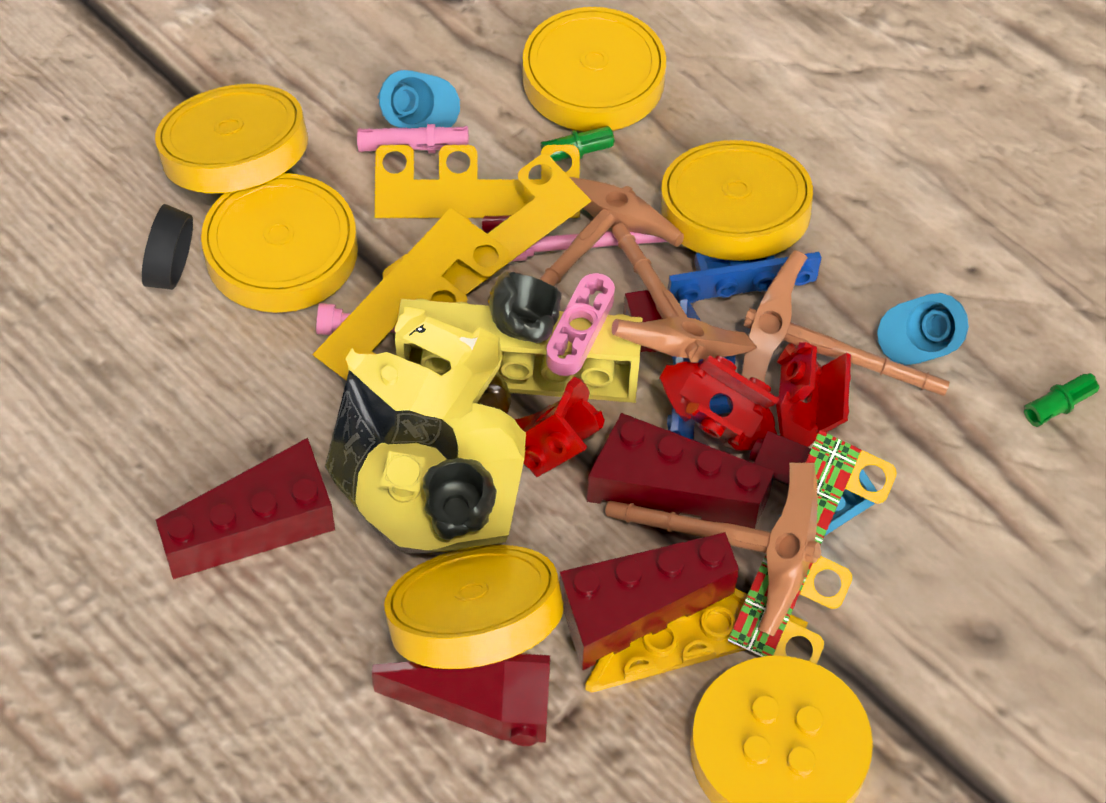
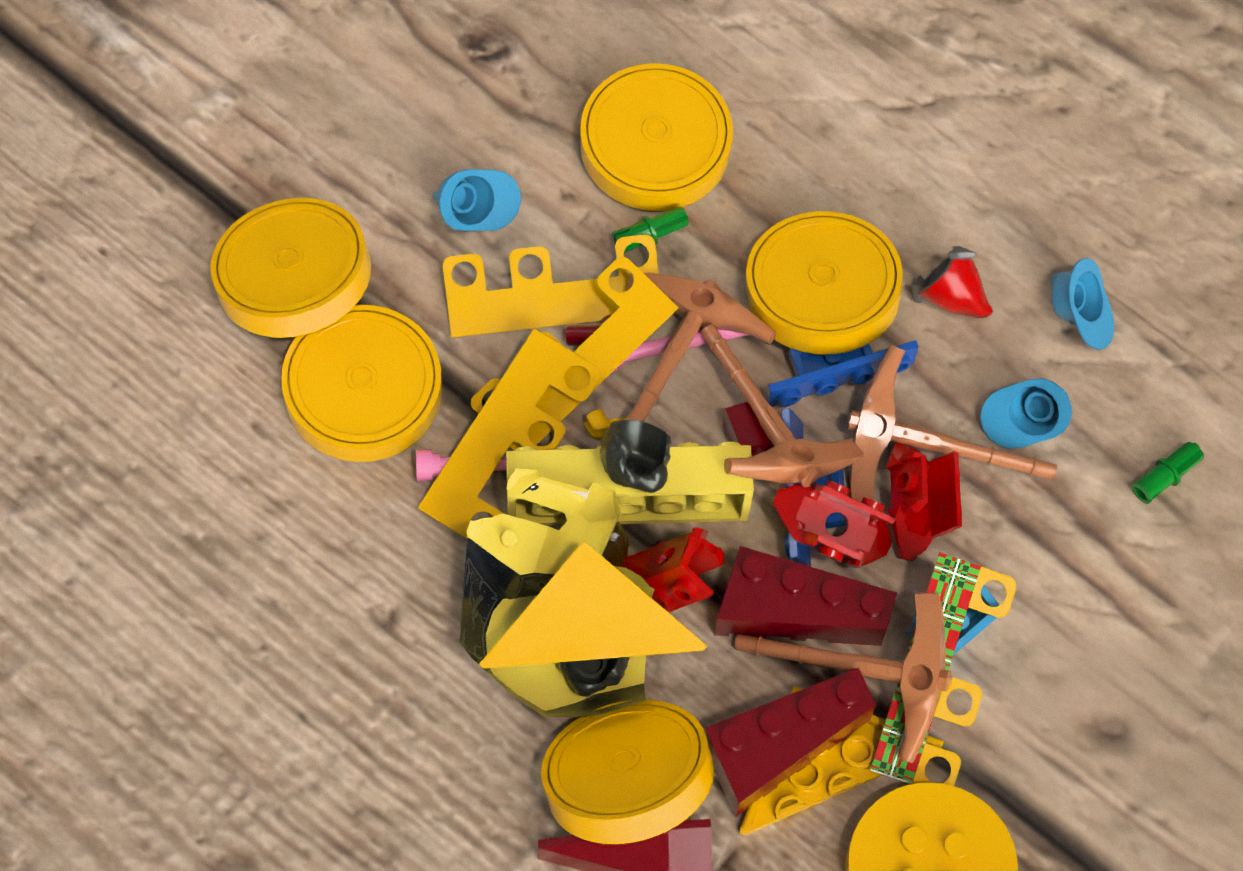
camera: 10 degrees left, 10 degrees up
(167, 248) = (251, 408): black tyre -> none
(249, 514) = (389, 692): dark red wedge -> none
(421, 138) = (478, 241): bright pink pin -> none
(456, 450) = (590, 615): none -> yellow tile
(582, 339) = (694, 490): bright pink beam -> none
(777, 454) = (902, 573): dark red brick -> none
(864, 215) = (955, 286): none -> red hat
(987, 240) = (1082, 301): none -> dark azure piece

